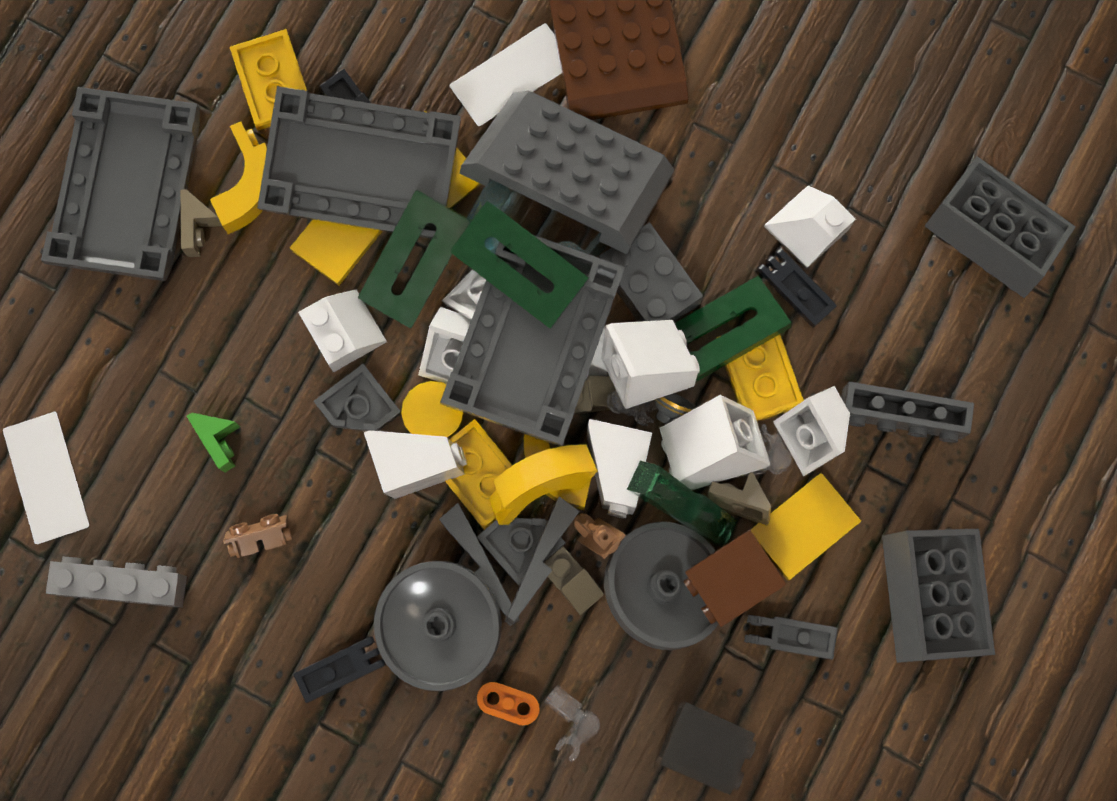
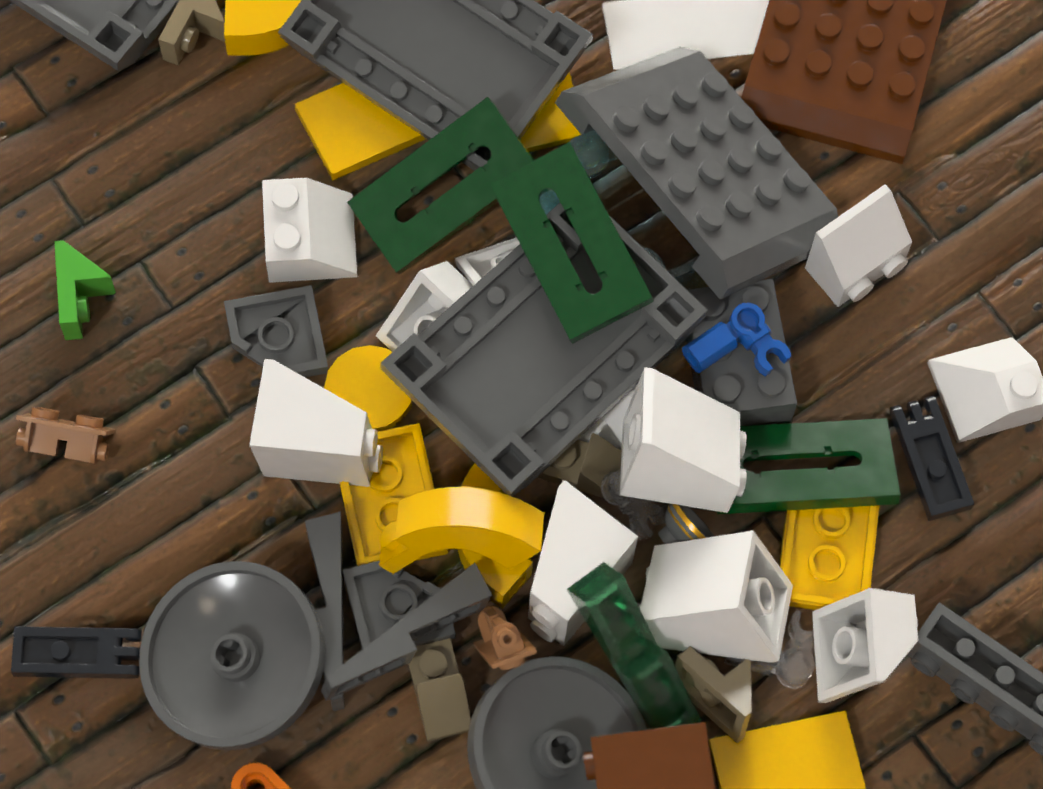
camera: 25 degrees right, 10 degrees down
(649, 263) = (744, 326): none -> blue bar
(692, 174) = (860, 248): none -> white slope

